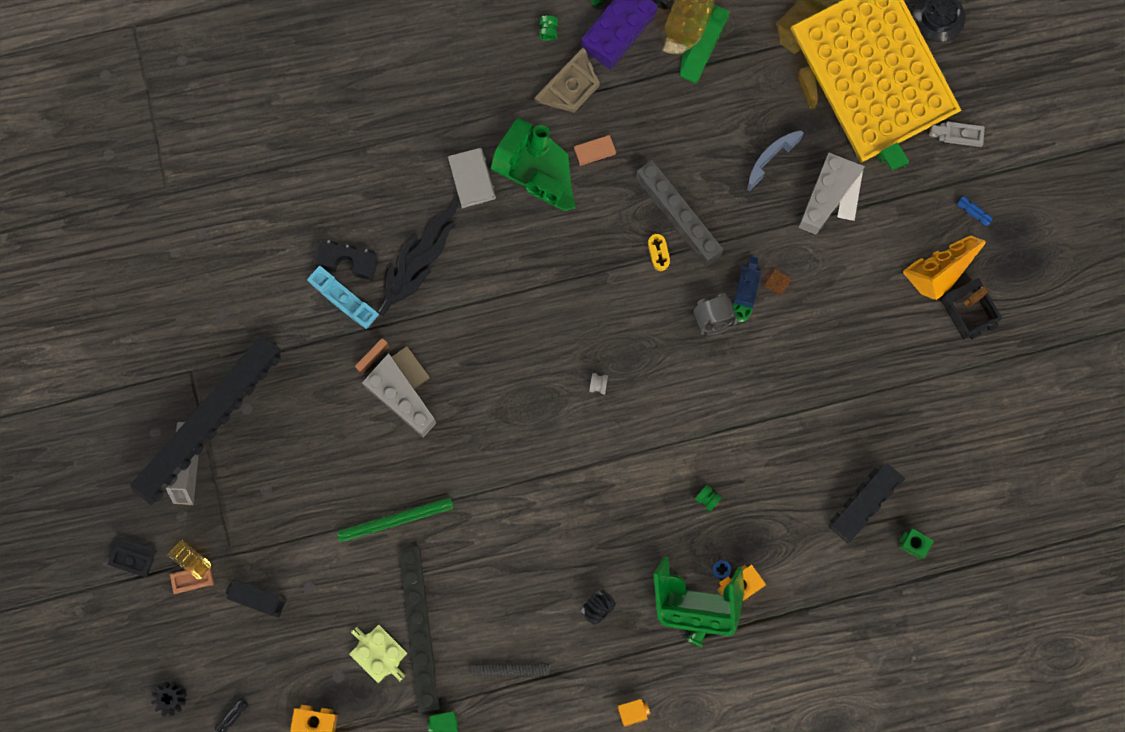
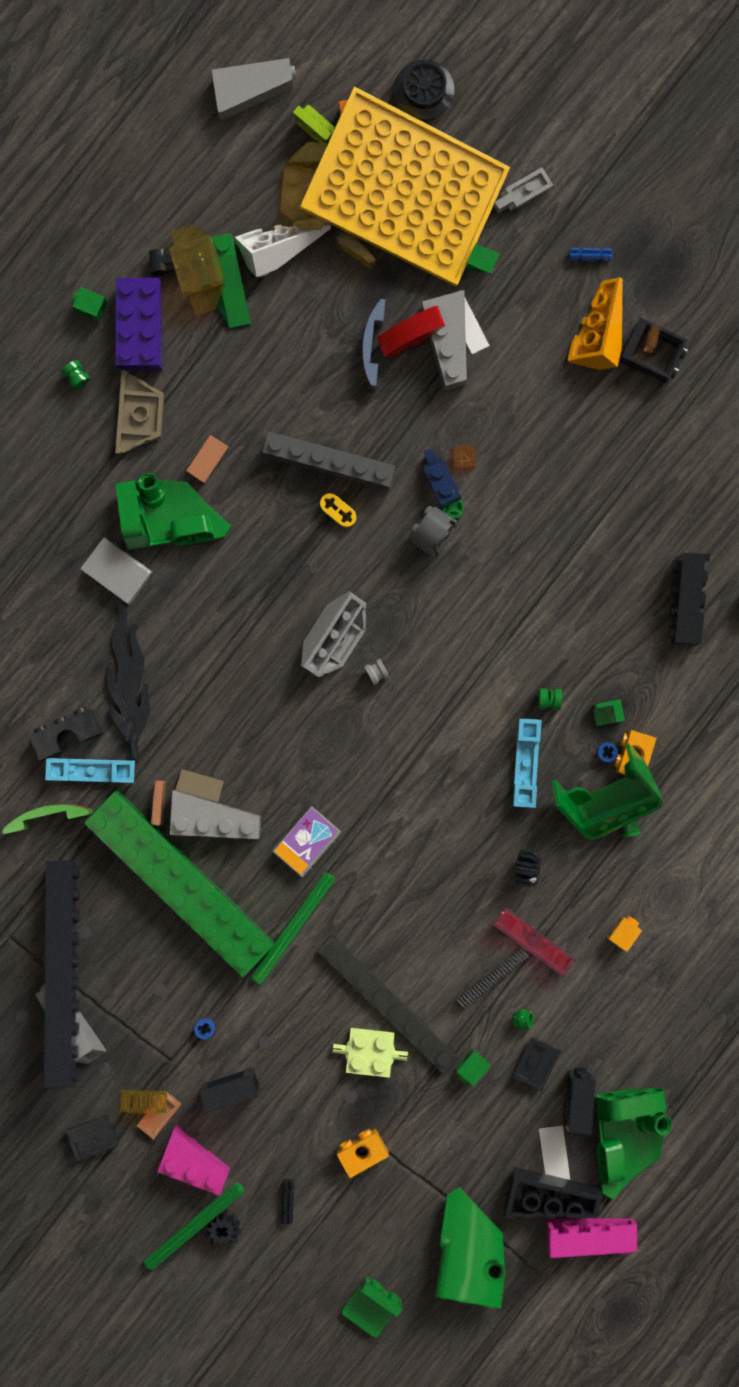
camera: 40 degrees left, 10 degrees up
(150, 678) = (194, 1226): none -> green axle
(187, 632) = (193, 1163): none -> dark pink wedge
(266, 296) = (21, 822): none -> bright green slope
(276, 536) = (198, 1031): none -> blue bush
(341, 425) = (180, 883): none -> green brick
(454, 465) = (307, 842): none -> piece
(508, 718) = (523, 1019): none -> green plate
(561, 666) = (534, 941): none -> clear pink slope
(589, 334) = (334, 635): none -> light grey wedge
(656, 530) = (526, 763): none -> medium azure slope
(744, 540) = (608, 712): none -> green panel
(747, 44) = (272, 249): none -> white wedge
(804, 167) = (411, 332): none -> red slope

